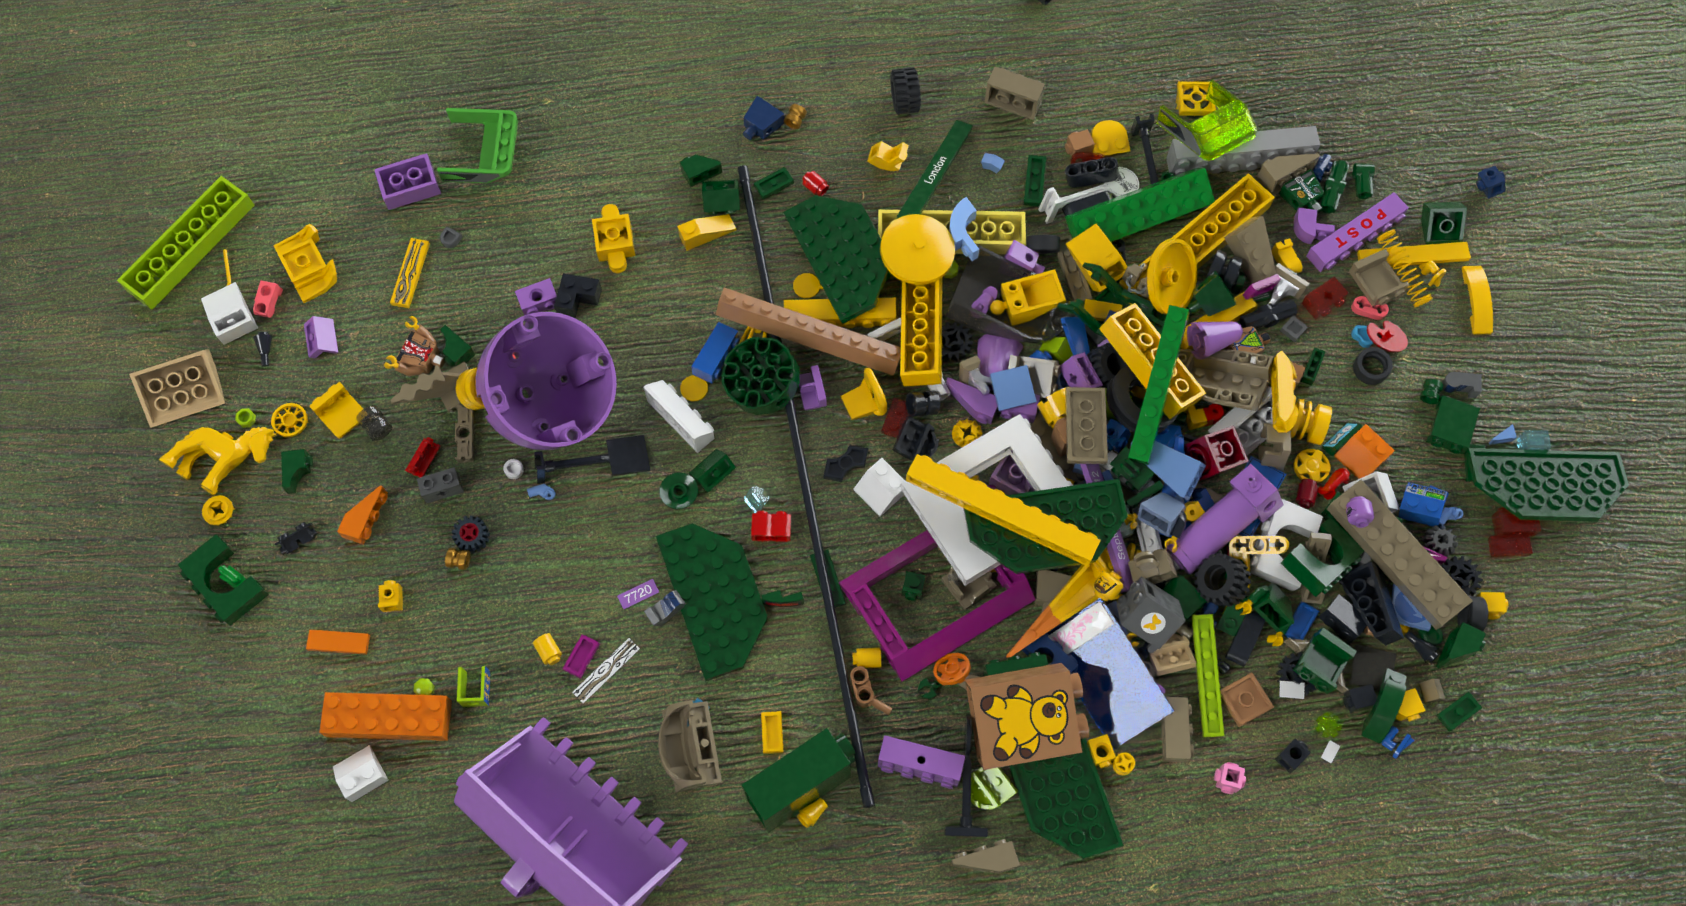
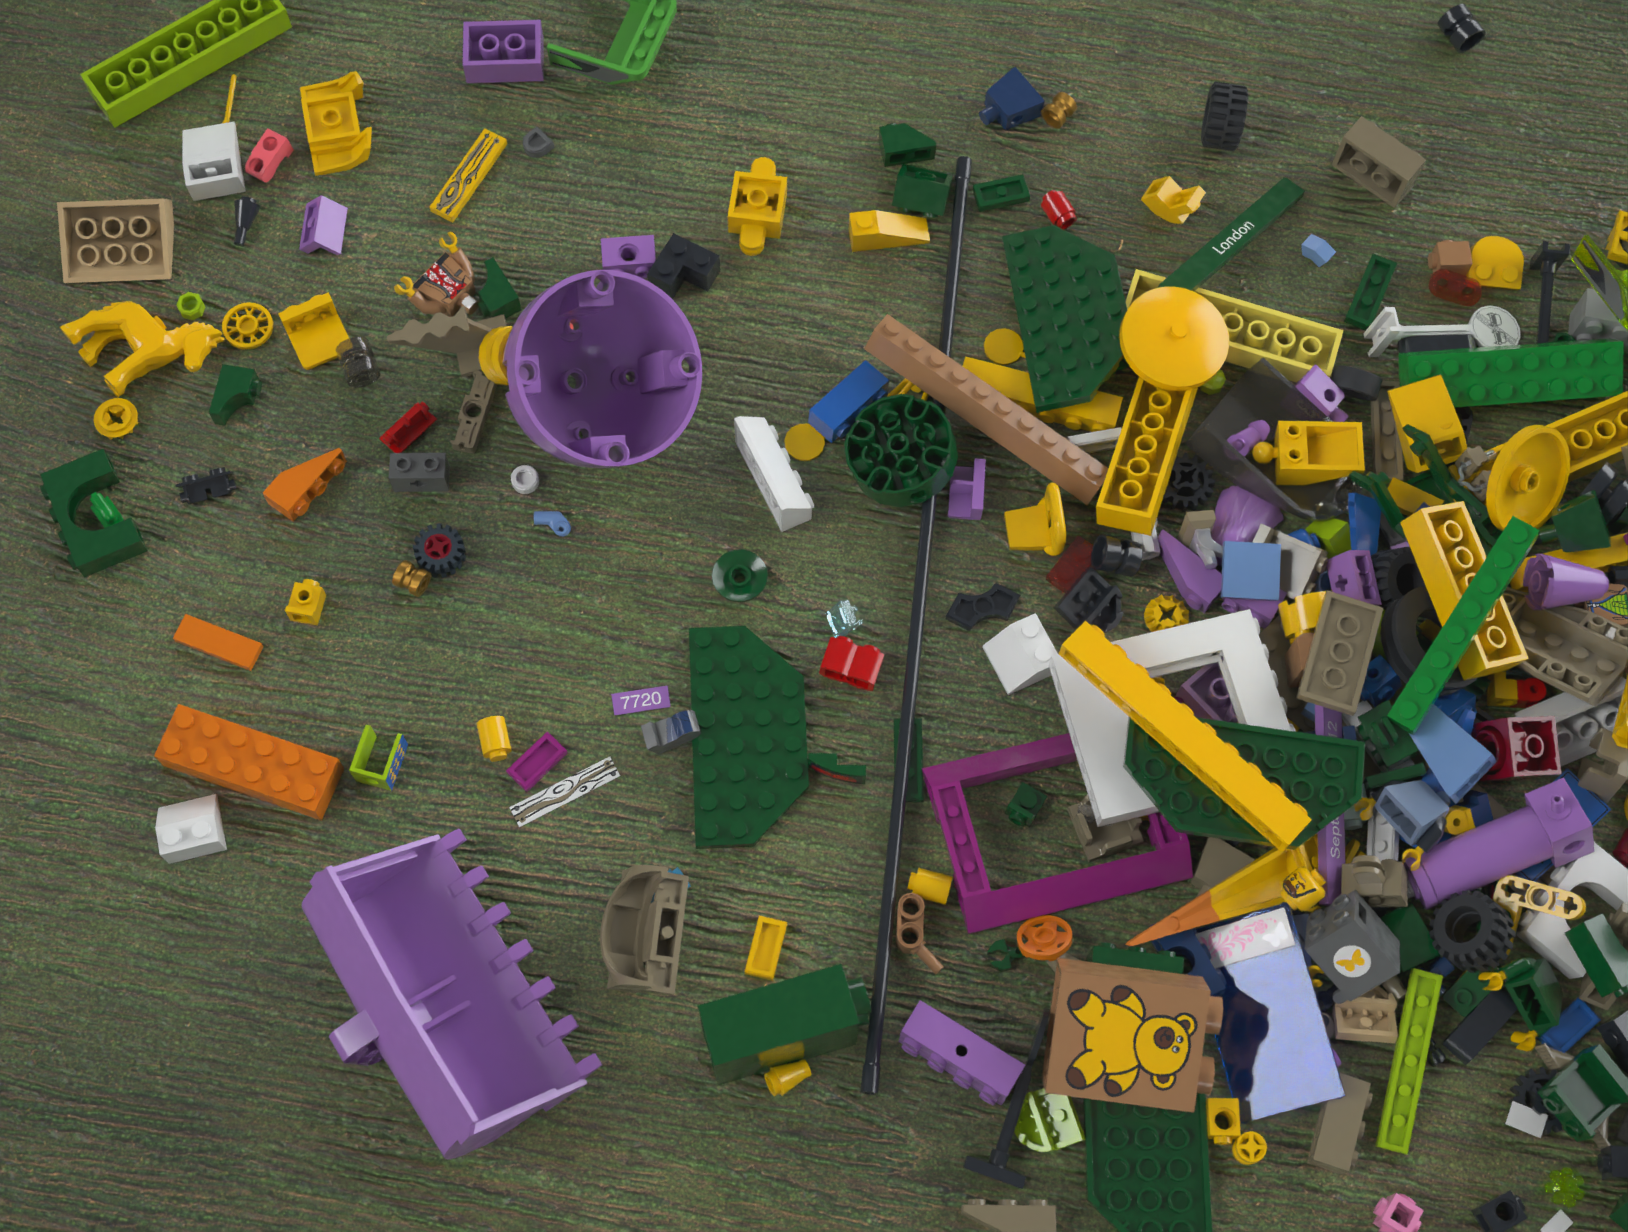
camera: 15 degrees right, 0 degrees up
(424, 687) = (312, 738): lime tile -> none
(624, 454) = (680, 506): black piece -> none
(712, 470) = (795, 561): dark green panel -> none
(960, 218) = (1250, 311): light blue arch -> none
(1092, 172) = (1456, 303): black beam -> none
(1245, 699) = (1454, 1112): medium nougat tile -> none

